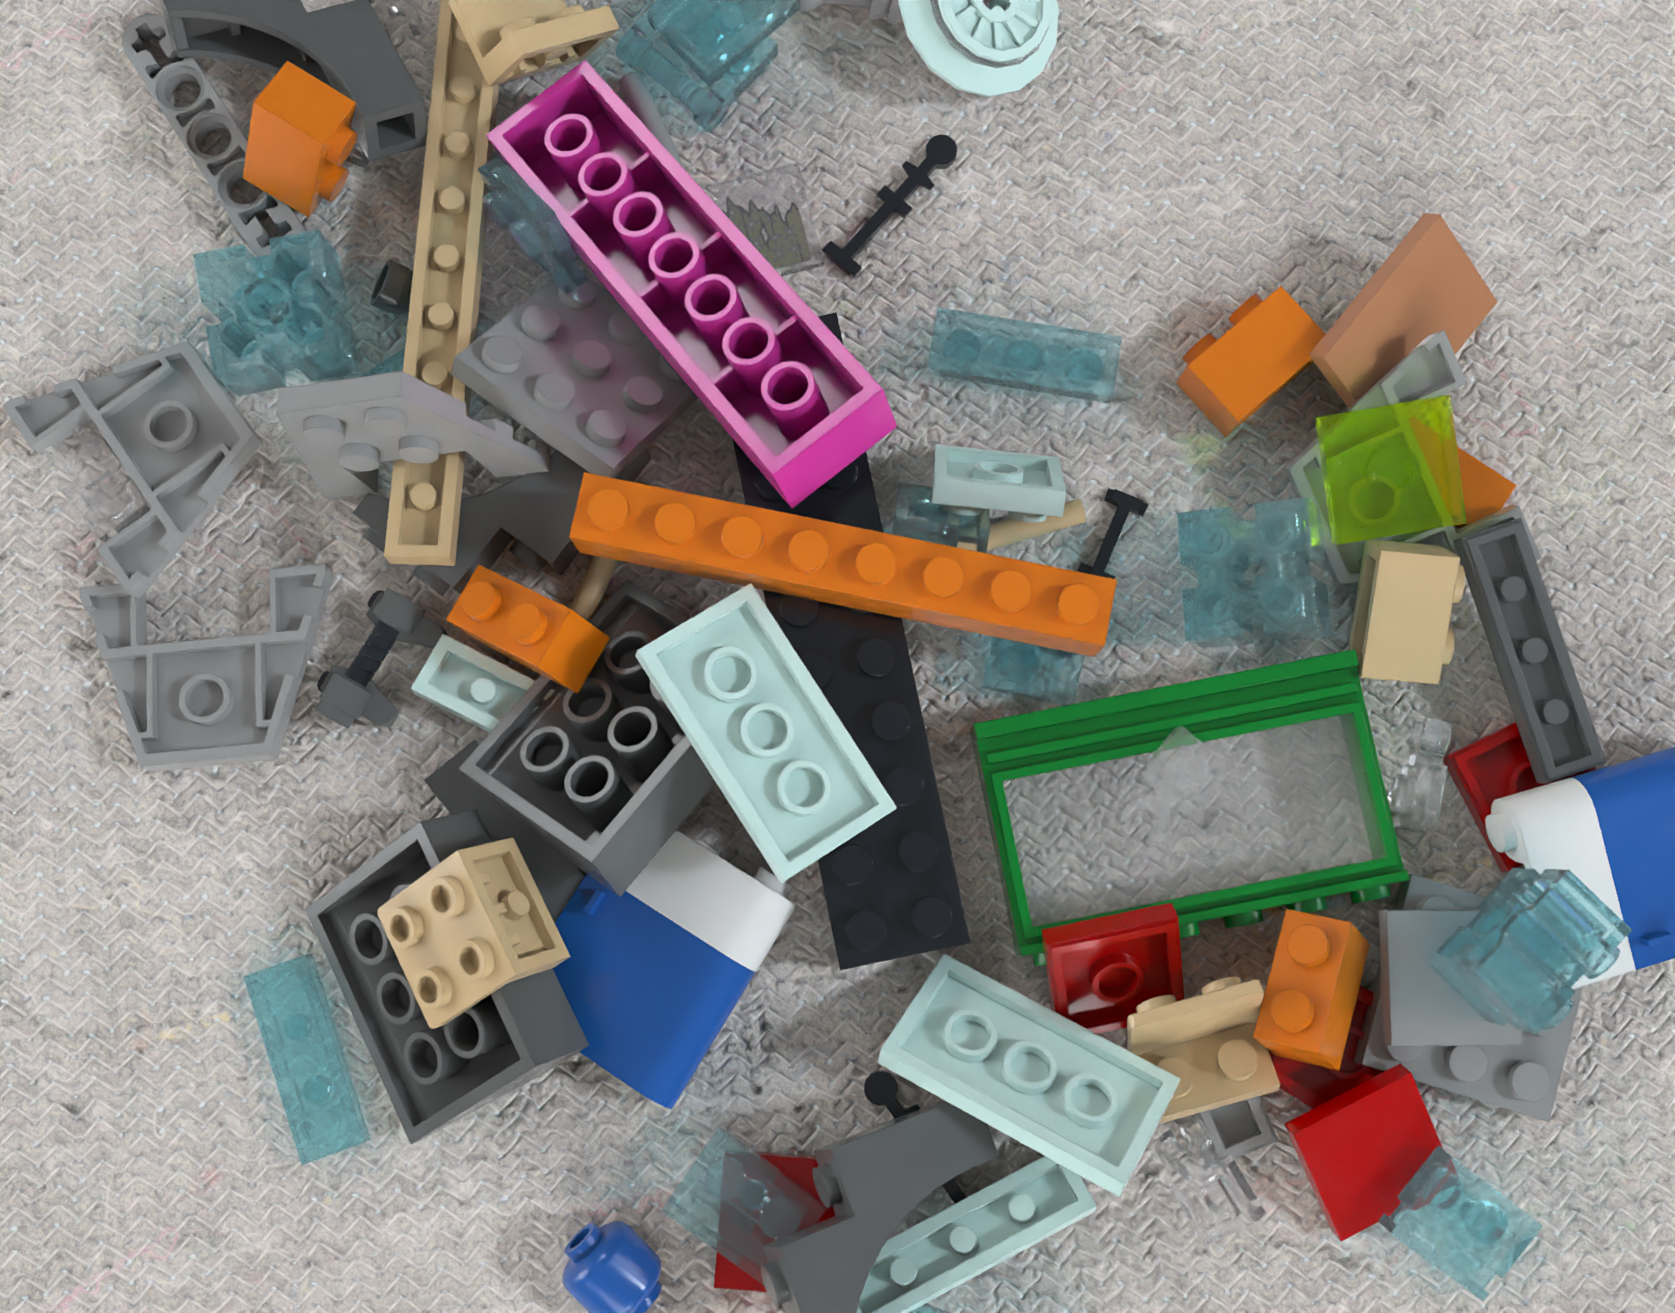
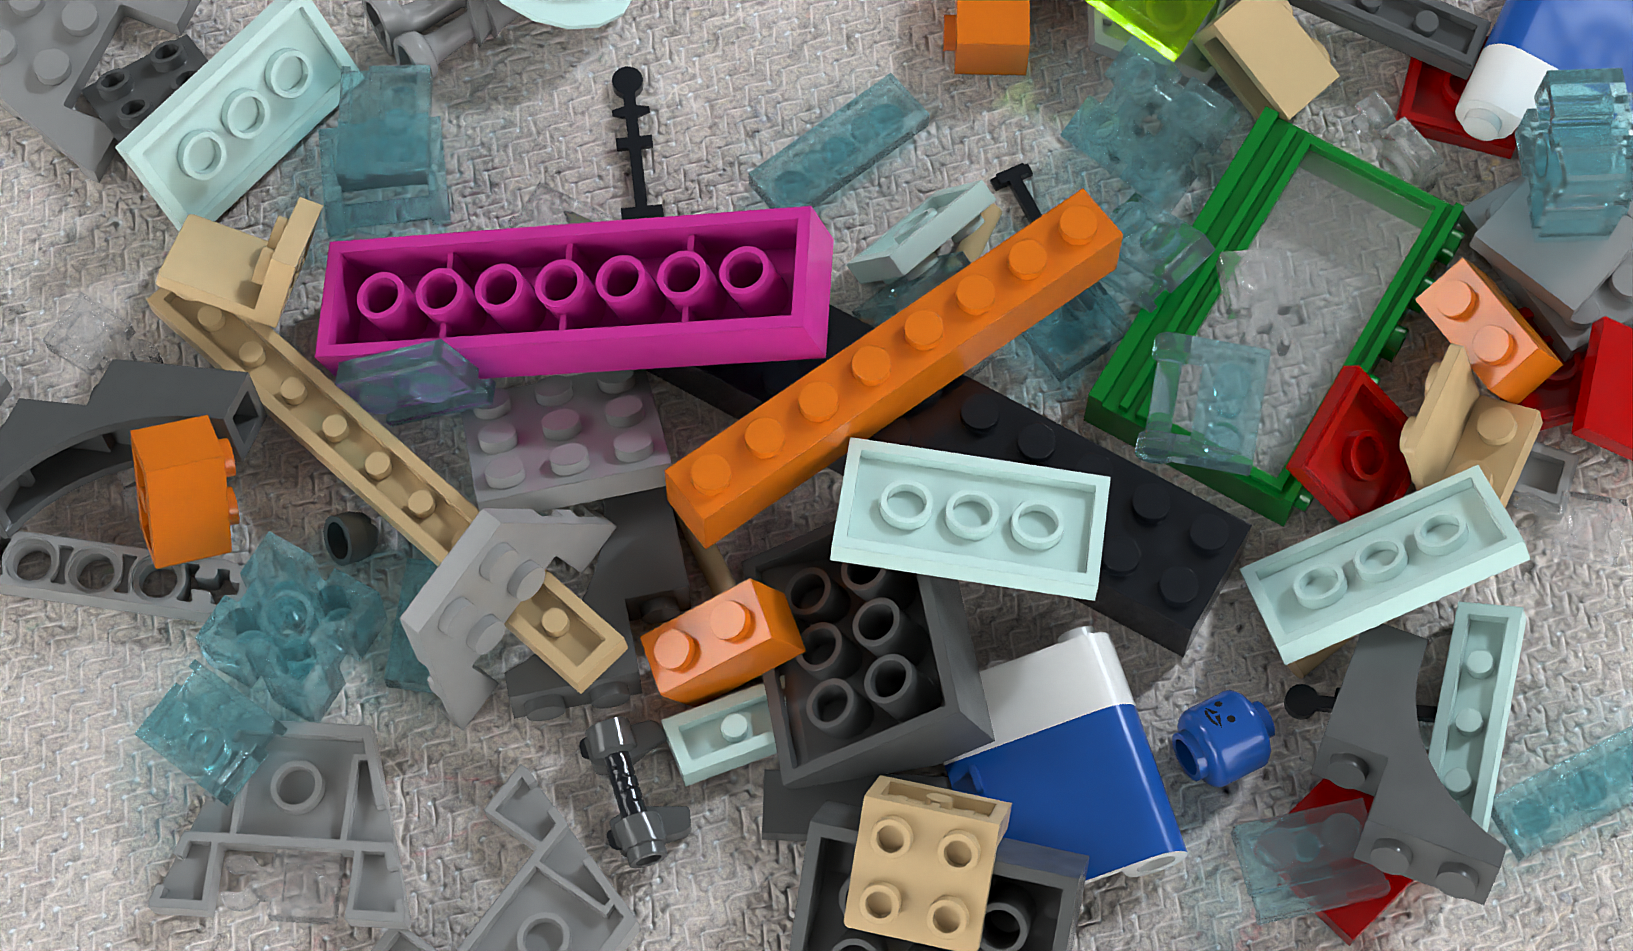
camera: 50 degrees left, 15 degrees down
(154, 332) = (211, 732): none -> clear light blue plate
(786, 1060) = (1223, 738): none -> blue head
(1052, 839) = (1225, 406): none -> clear light blue plate
(1140, 665) = (1154, 251): none -> clear light blue plate

